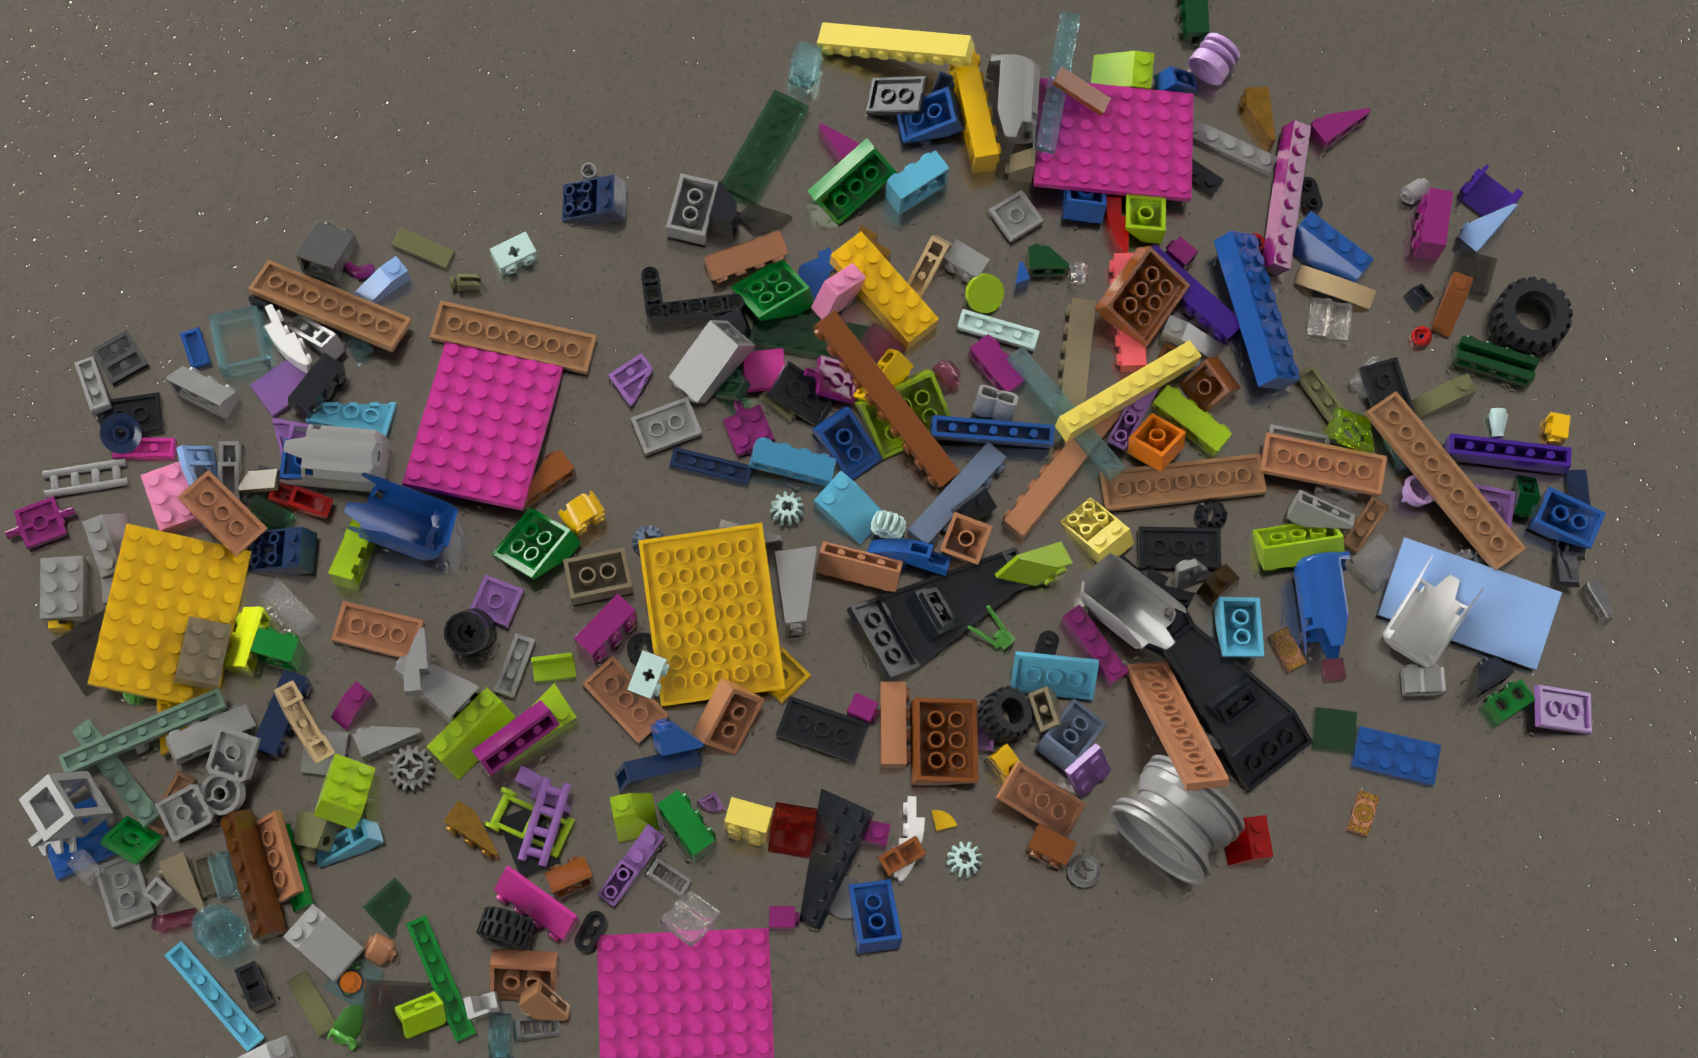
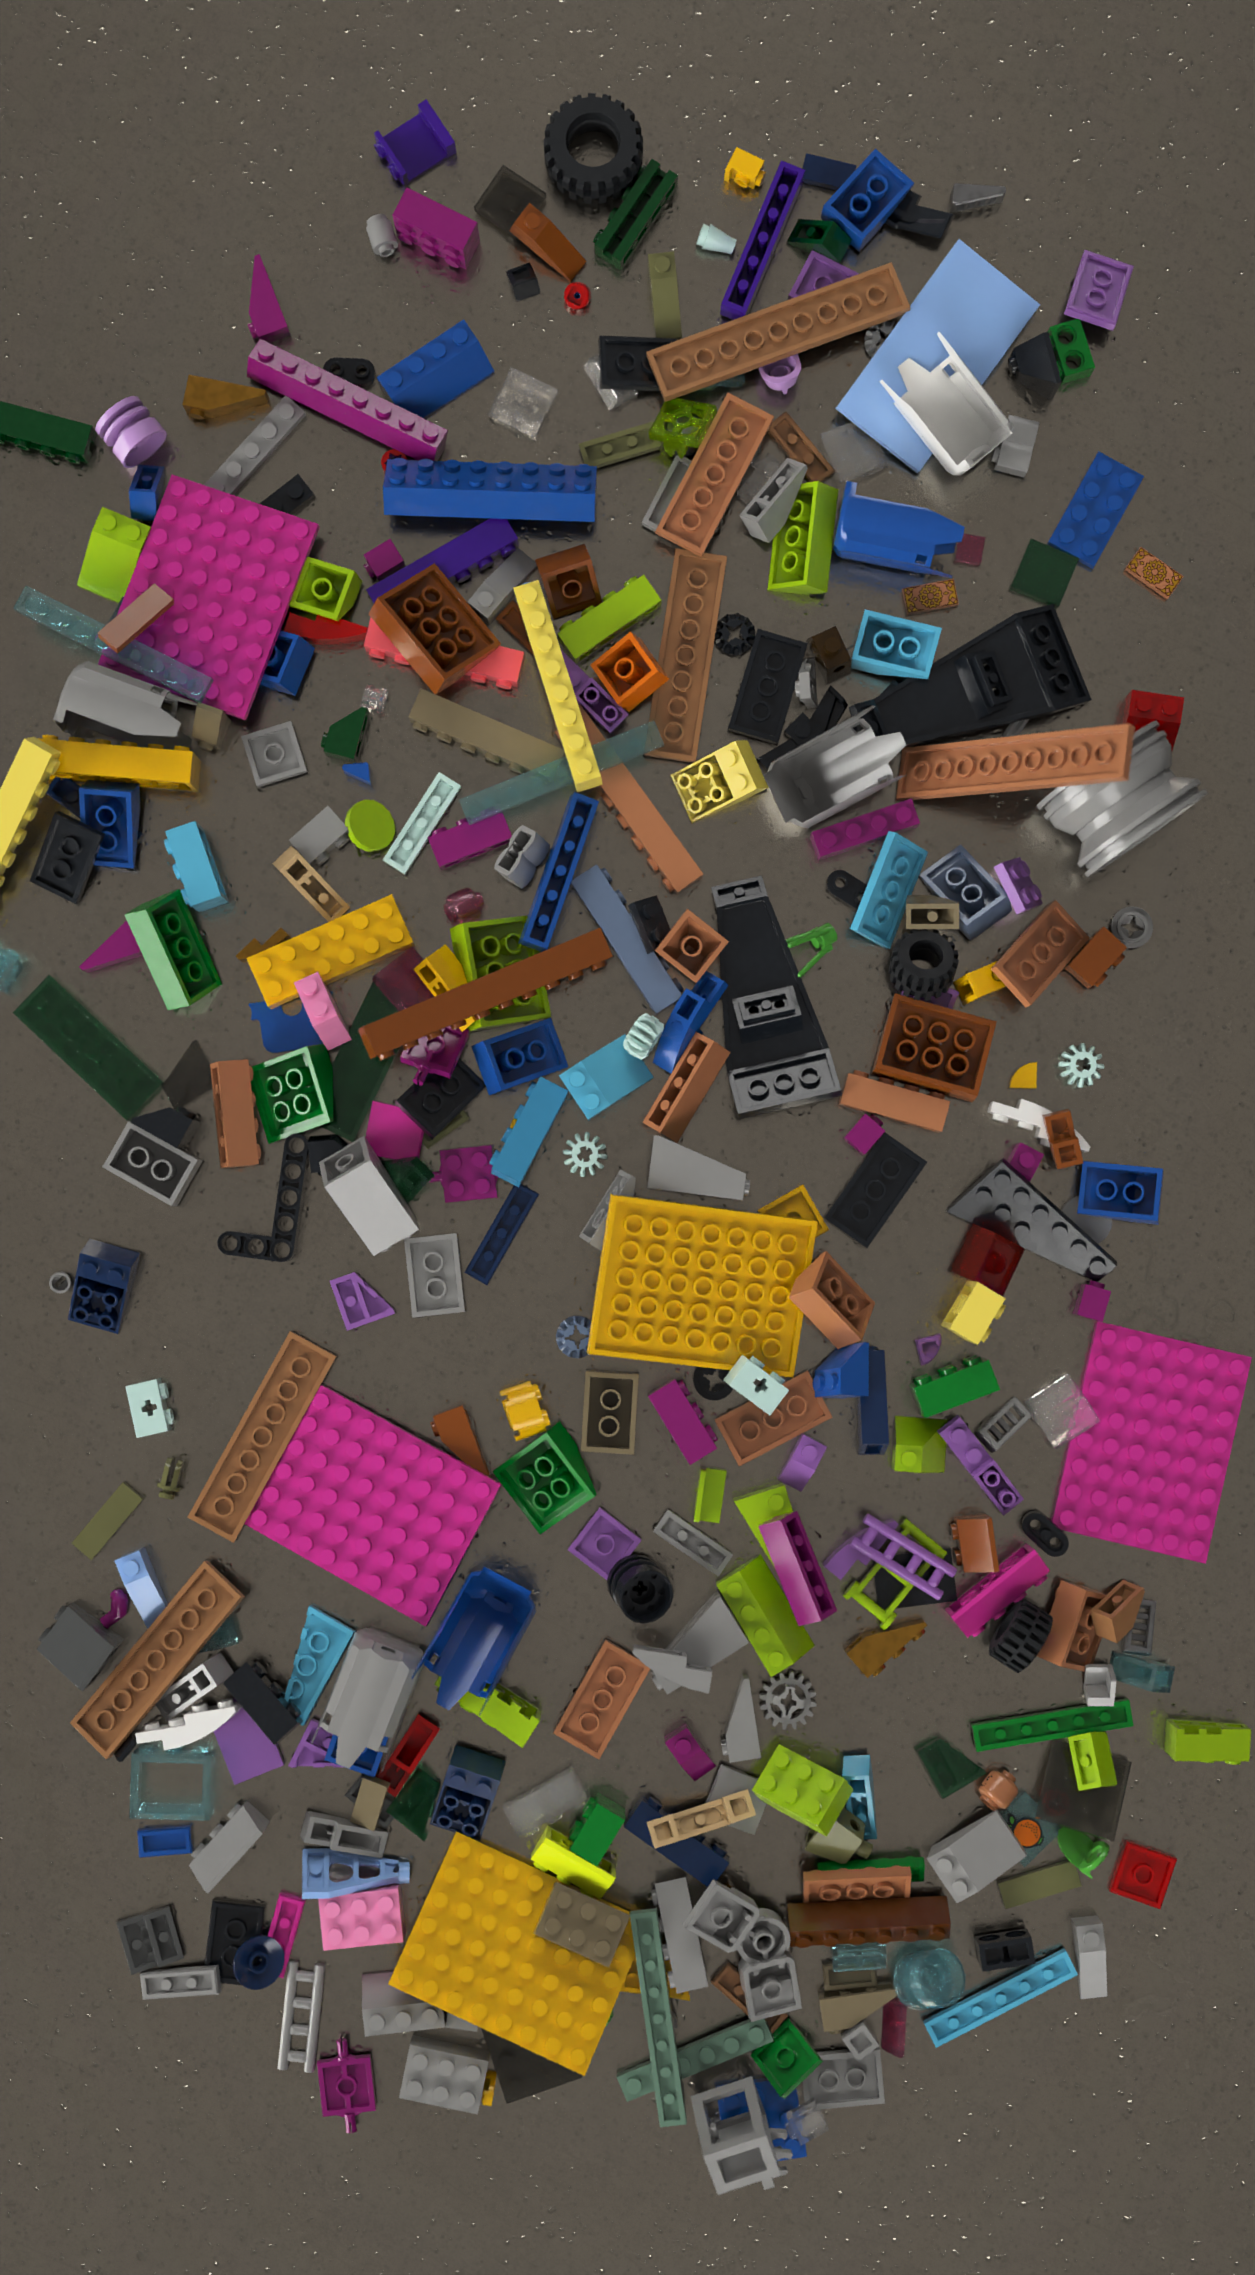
camera: 70 degrees left, 15 degrees up
(222, 513) = (403, 1860): nougat plate -> none
(598, 730) = (802, 1462): none -> medium lavender slope
(1037, 565) = (751, 866): lime slope -> none
(1335, 286) = (482, 382): tan slope -> none
(1482, 229) = (459, 165): light blue slope -> none

